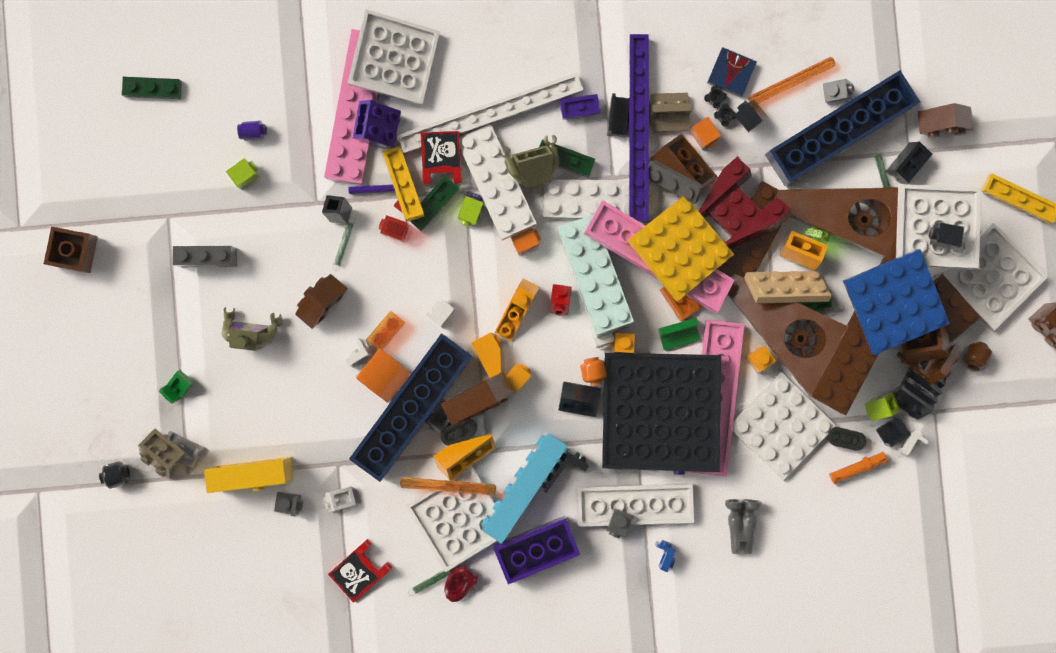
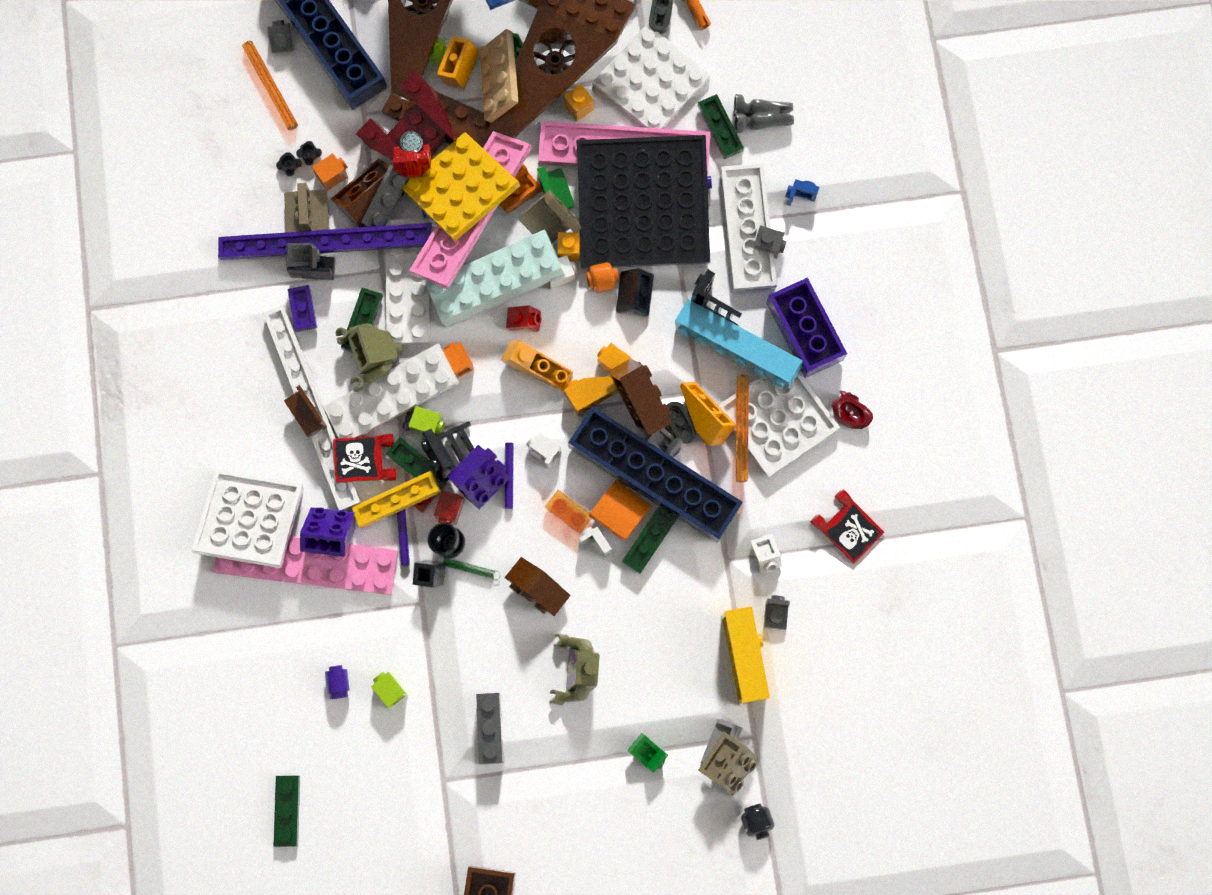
camera: 90 degrees left, 10 degrees down
(356, 399) = (649, 540): none -> dark green plate
(364, 225) = (446, 534): none -> black helmet
(417, 255) = (479, 476): none -> dark purple brick
(421, 281) = (509, 464): none -> dark purple bar
(430, 580) = (856, 446): green piece -> none
(433, 223) = (437, 453): none -> black plate
(483, 107) = (305, 412): none -> reddish brown panel
(624, 106) = (302, 254): none -> dark grey bracket
(649, 327) = (550, 215): none -> dark tan bracket
(704, 205) = (412, 163): none -> red hair
(725, 205) = (411, 141): none -> clear light blue tile
(731, 72) = (260, 148): dark blue tile -> none
(732, 486) = (720, 126): none -> dark green plate
(750, 115) = (308, 124): black brick -> none

